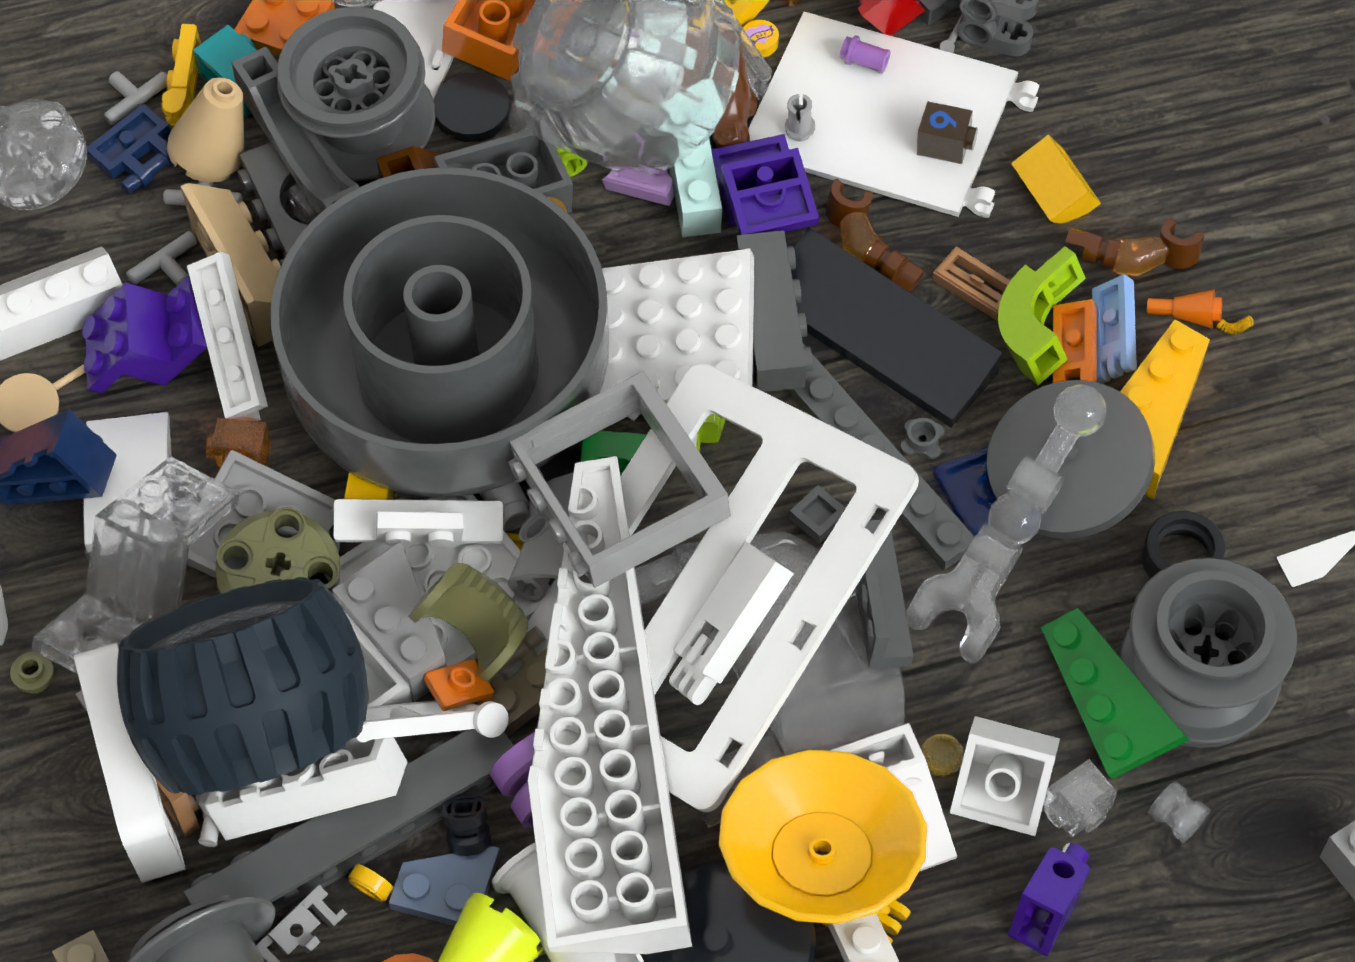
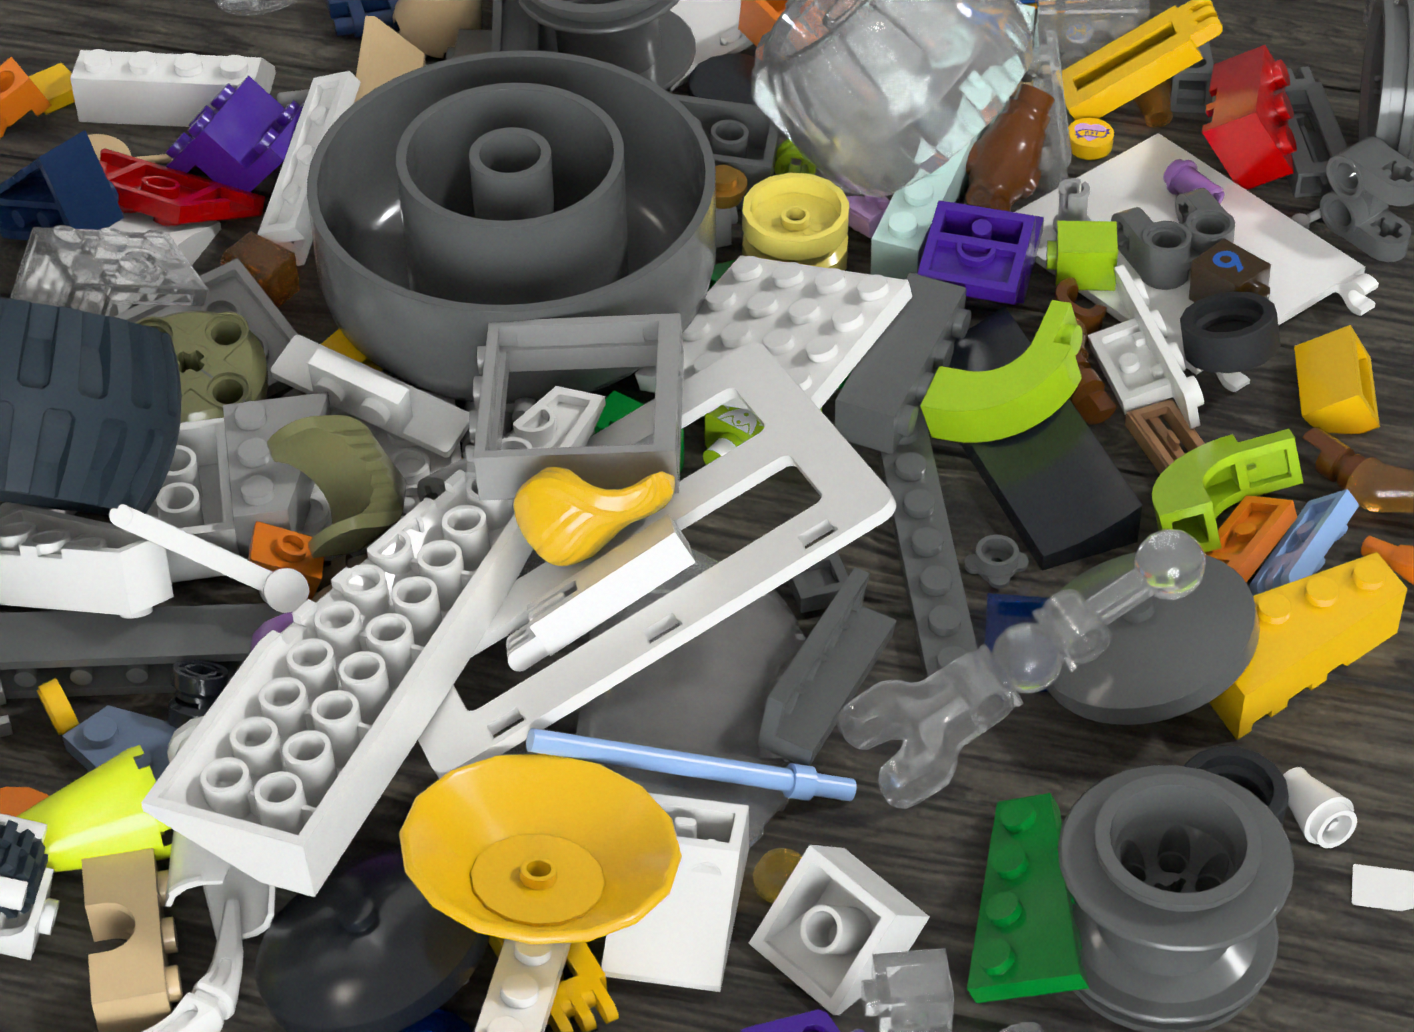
camera: 30 degrees right, 15 degrees down
(118, 408) = (173, 194): none -> red wing
(620, 221) = (796, 221): none -> light yellow wheel
(678, 578) = (575, 520): none -> yellow piece
(832, 153) = (1084, 253): none -> lime brick
(862, 311) = (1013, 397): none -> lime arch
(887, 122) = (1165, 249): none -> dark grey piece
(907, 682) = (794, 781): none -> light blue bar
(918, 224) = (1138, 358): none -> white bracket
(967, 158) = (1230, 332): none -> black tyre
(1240, 530) = (1319, 810): none -> white cone

